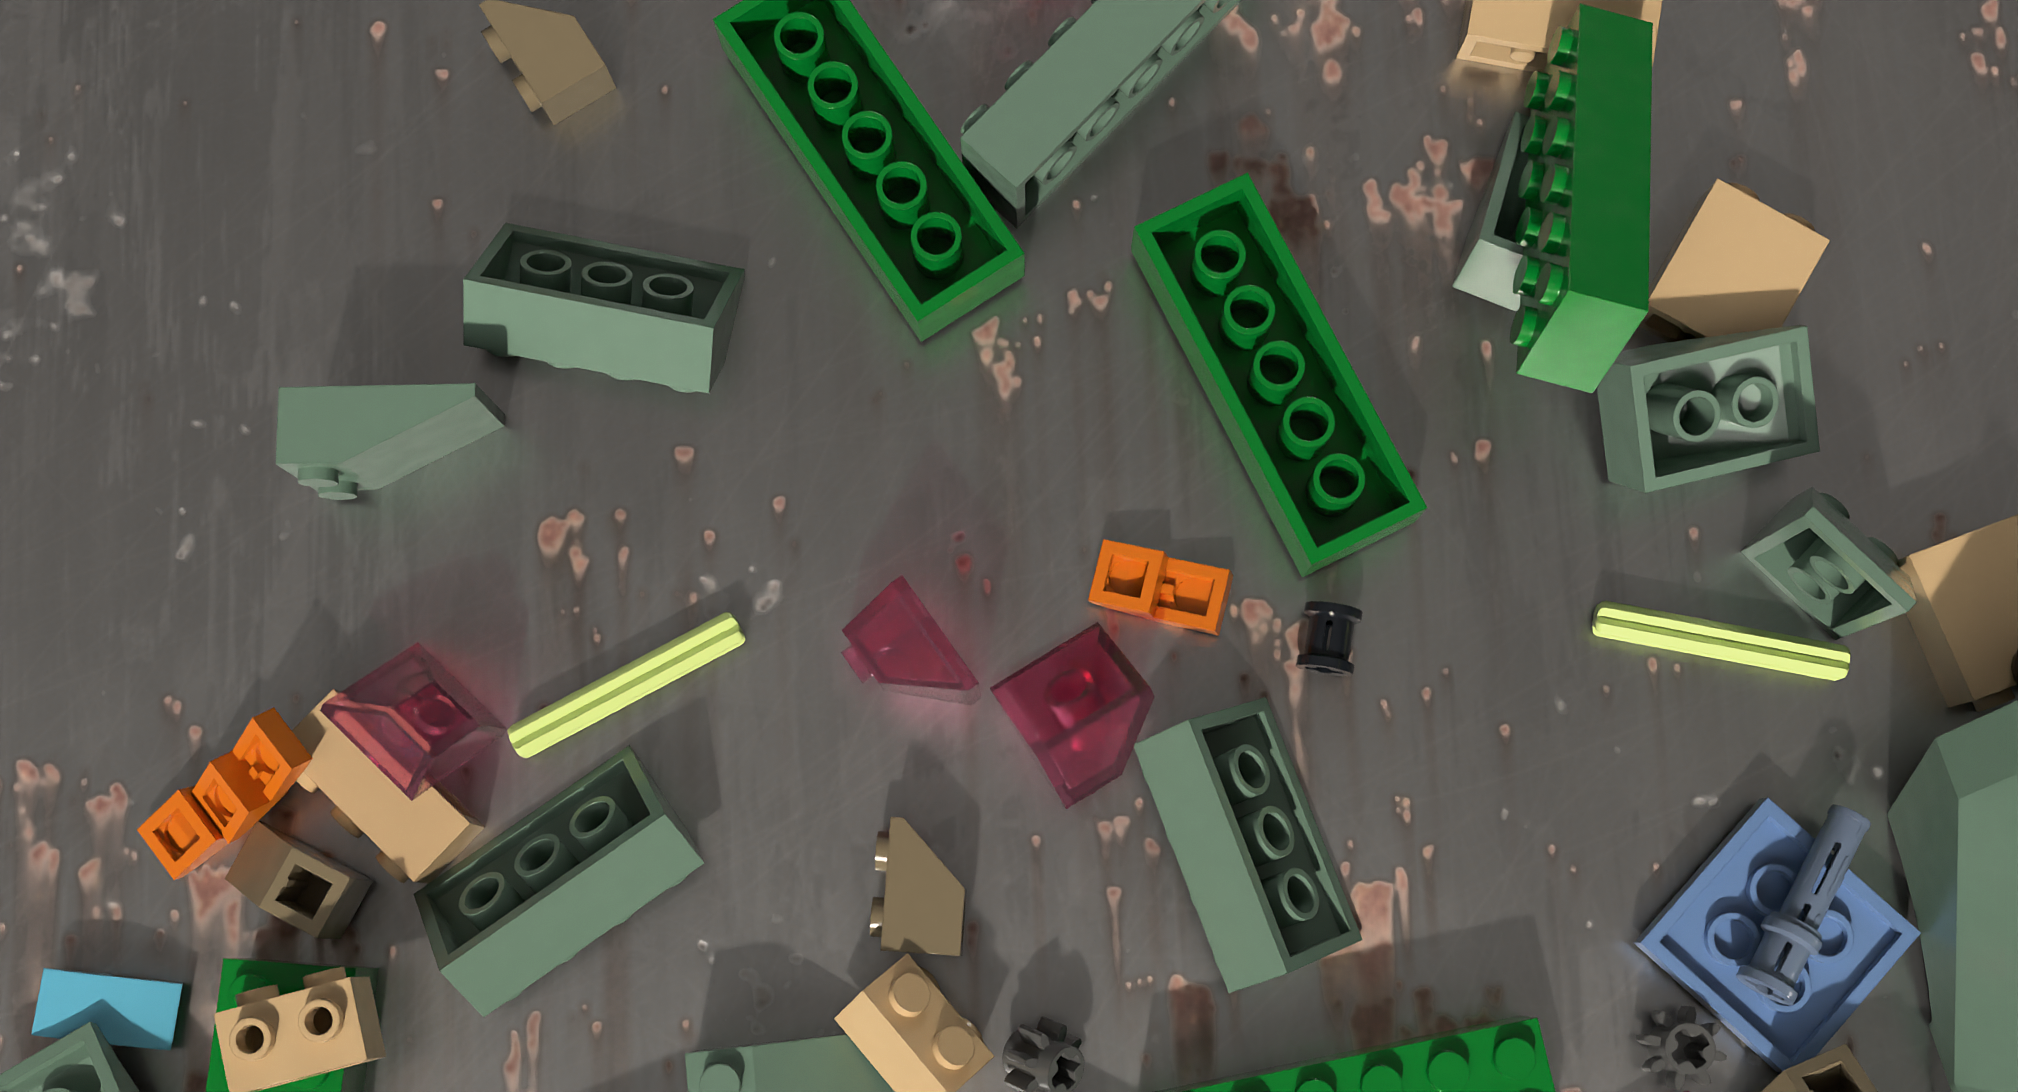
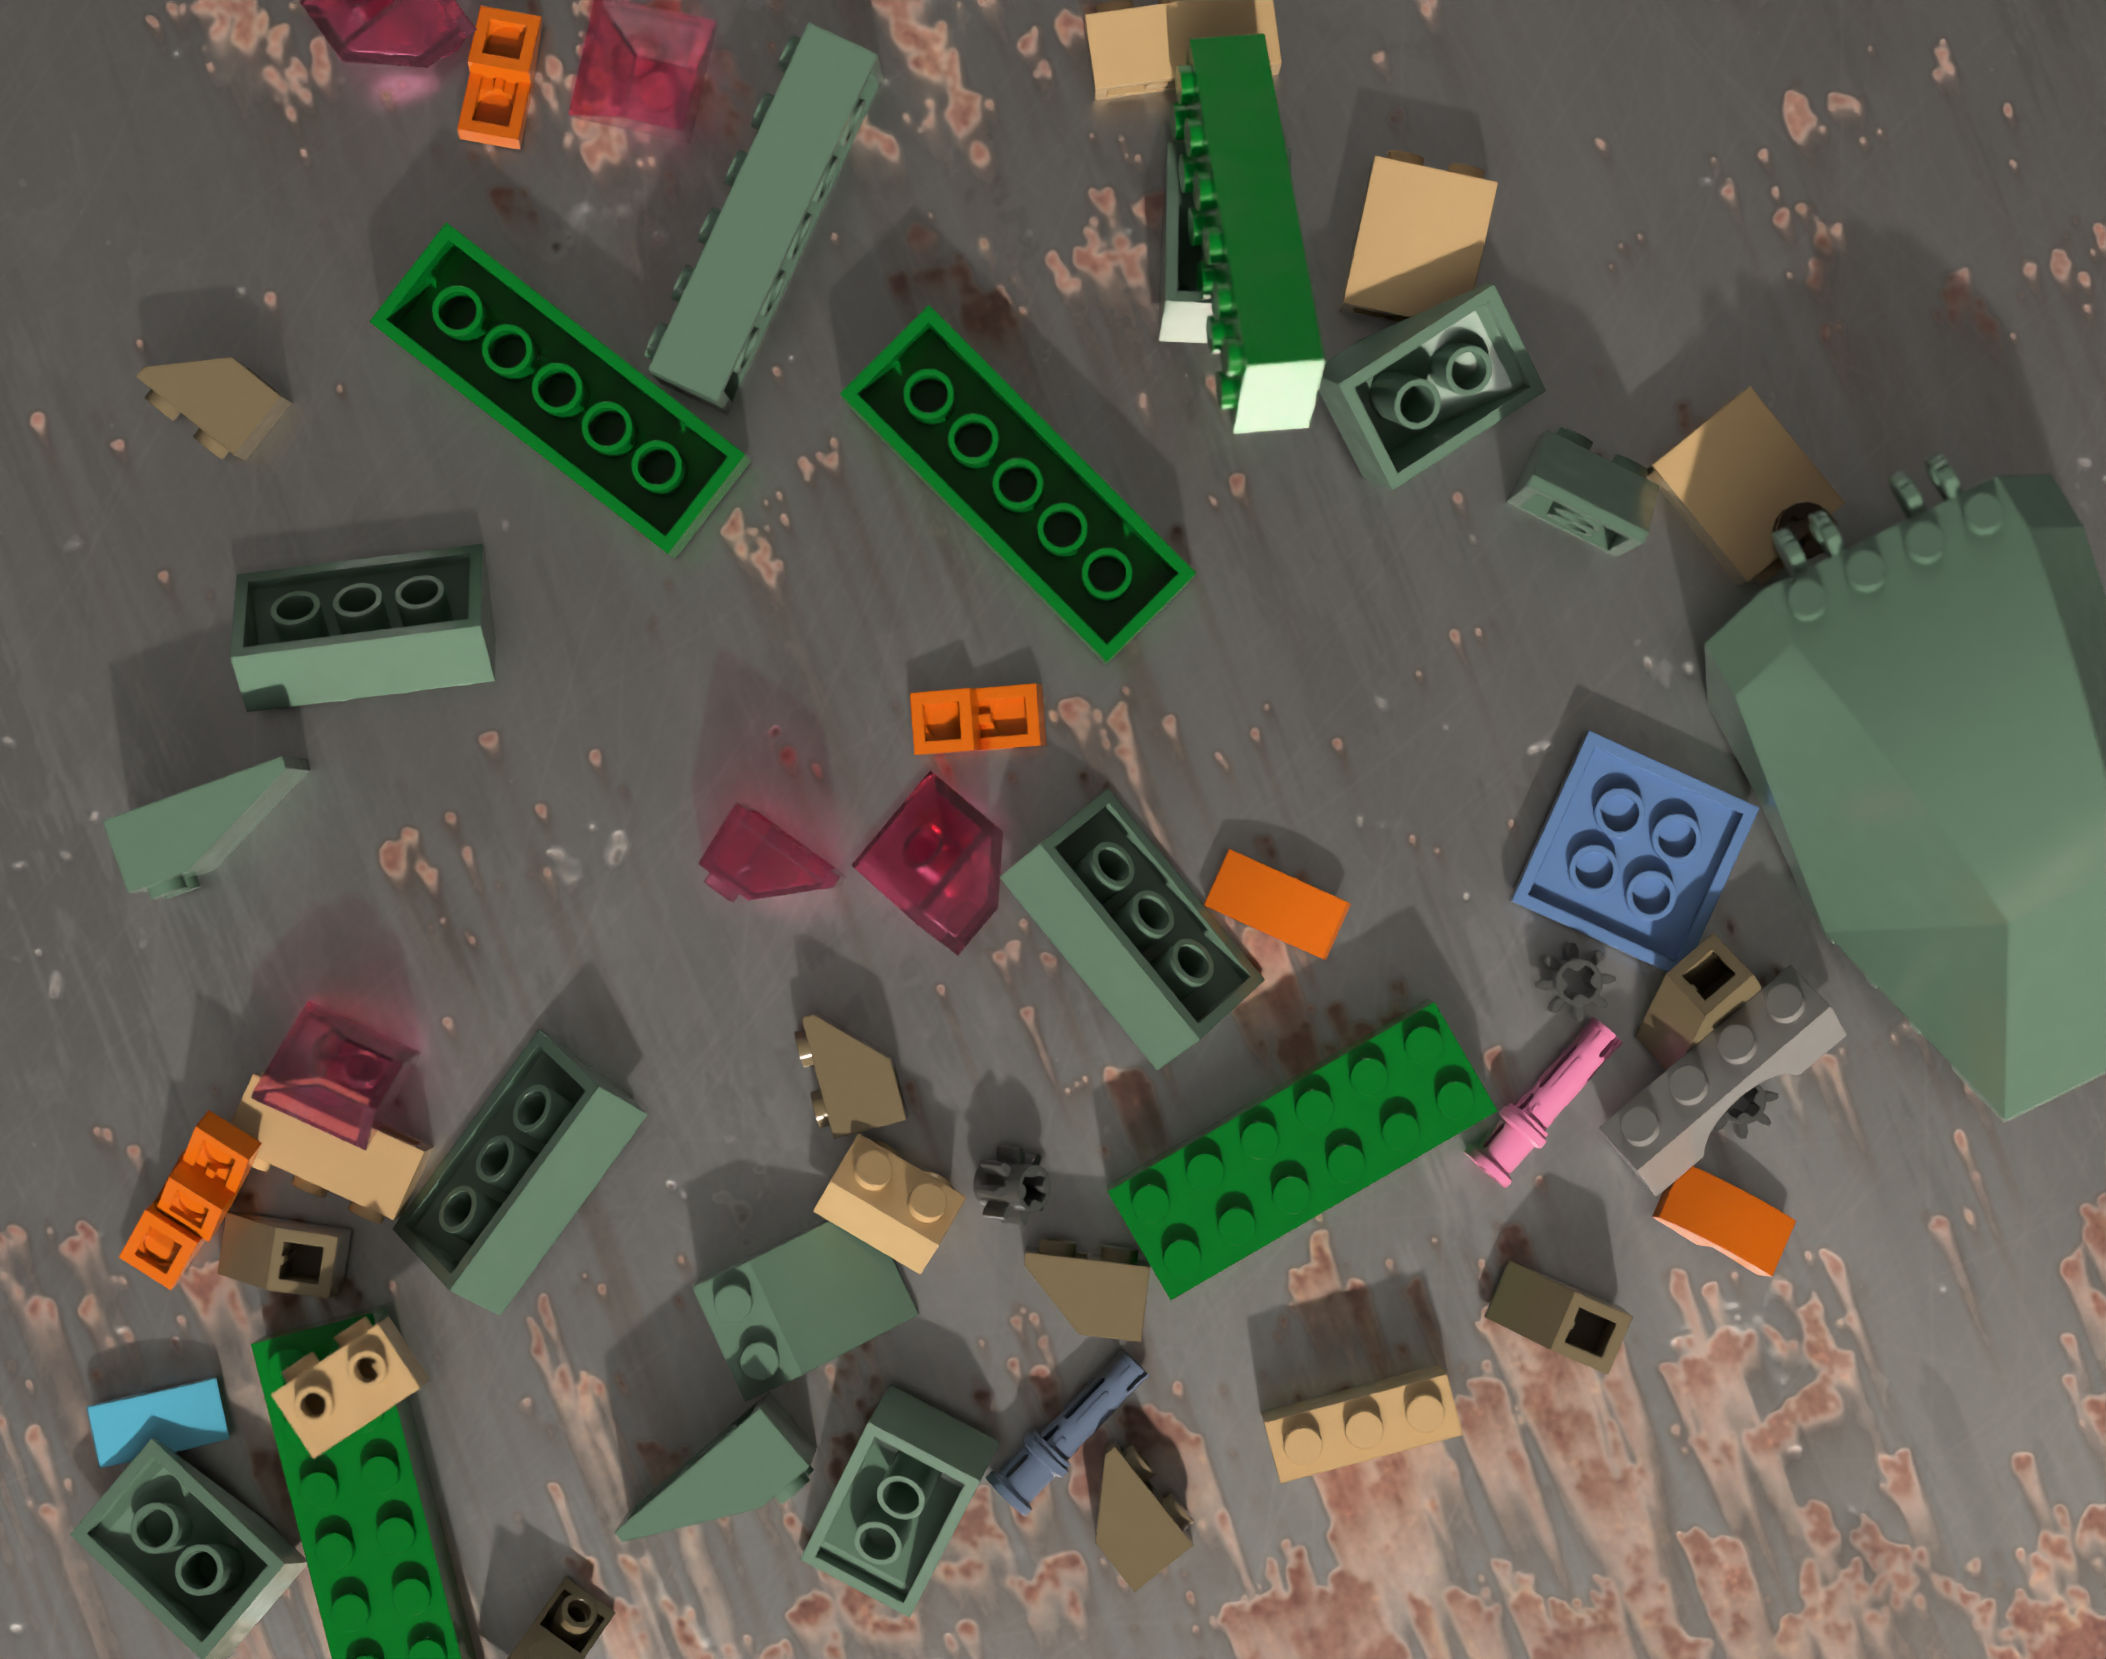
camera: 20 degrees left, 10 degrees up
(626, 685) = (516, 975): yellowish green axle -> none
(1323, 617) = (1147, 716): black bush -> none
(1400, 867) = (1277, 904): none -> orange slope
(1721, 640) = (1509, 595): yellowish green axle -> none
(1796, 937) = (1660, 742): sand blue pin -> none

